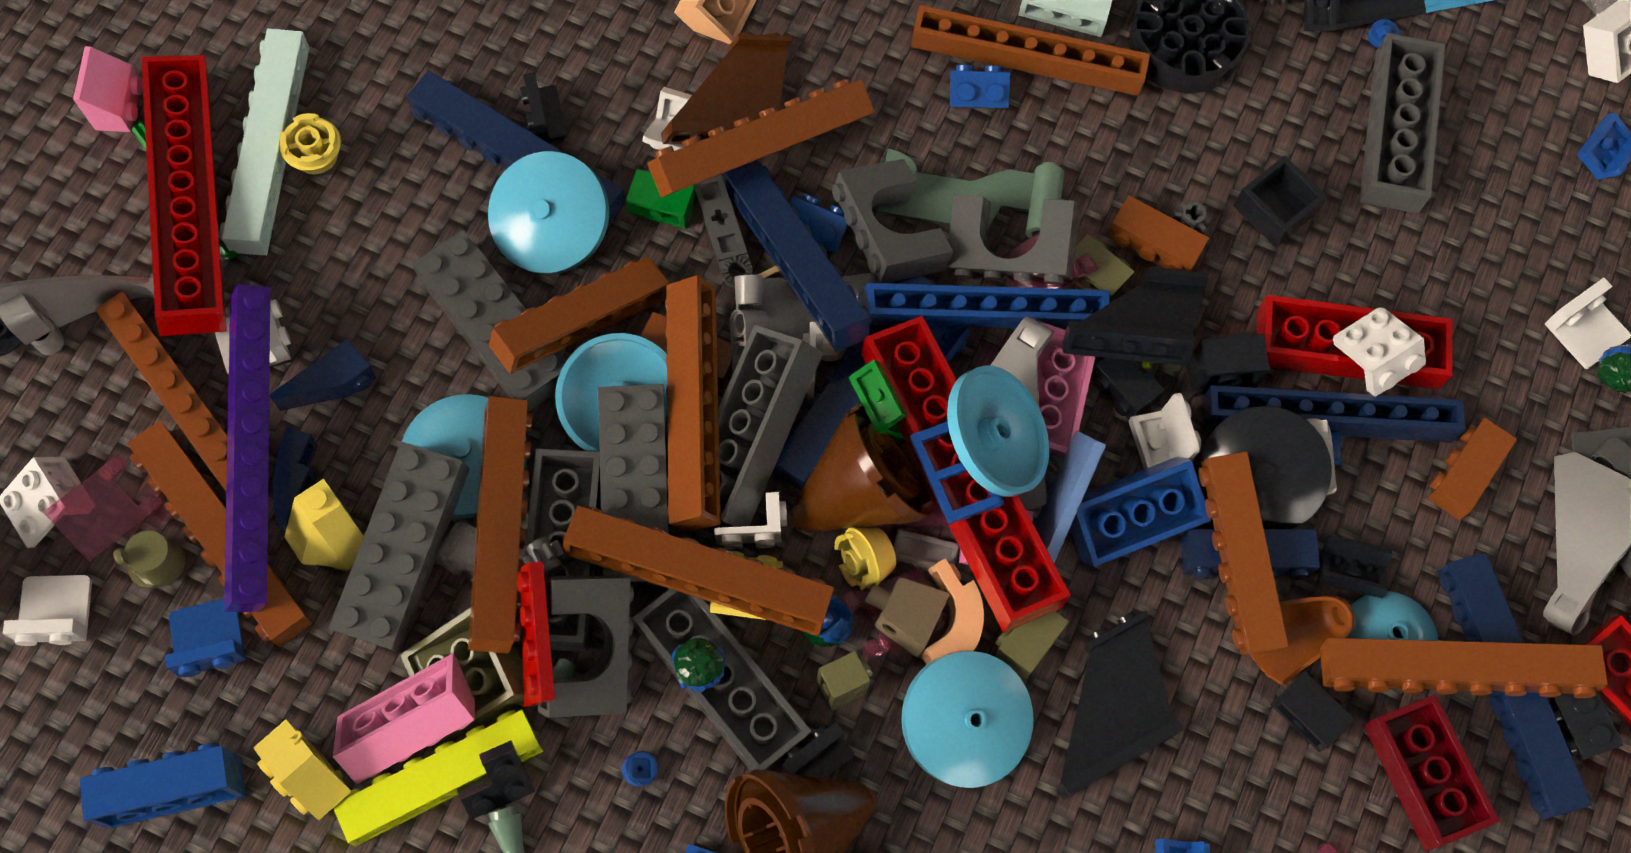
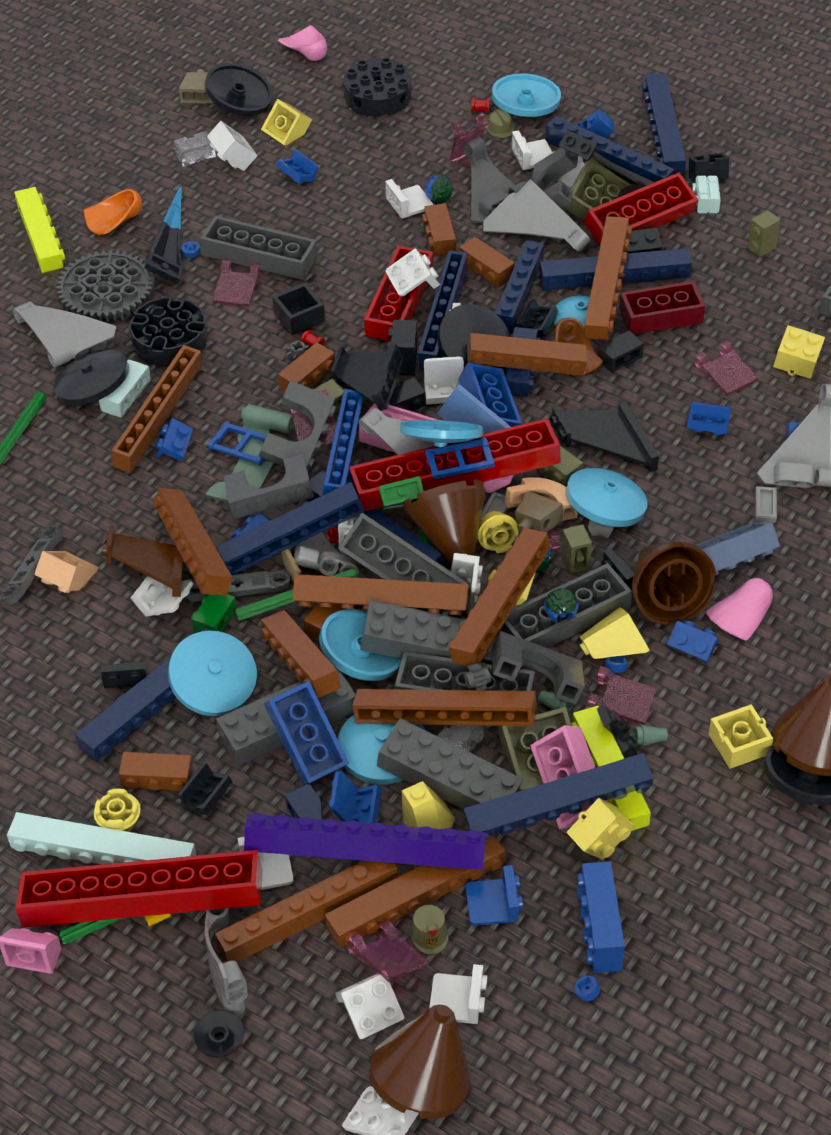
camera: 75 degrees left, 20 degrees down
(66, 782) = (587, 988): none -> blue tile
(335, 704) = (560, 796): none -> dark blue brick
(345, 428) = (353, 803): none -> blue bracket
(362, 242) = (204, 790): none -> black bracket
(388, 179) = (155, 771): none -> dark orange brick
(435, 343) = (306, 733): none -> blue brick
(537, 659) = (550, 682): red wing -> none
(578, 788) = (625, 696): none -> clear pink flag
(683, 759) = (613, 637): none -> light yellow slope
(688, 268) = (278, 600): none -> green axle
(1011, 183) = (248, 434): none -> blue window
(1222, 235) = (310, 339): none -> red bush
(1321, 110) = (236, 287): none -> clear pink flag
(1424, 527) = (520, 284): none -> dark blue brick
(1529, 383) = (439, 229): none -> dark orange brick

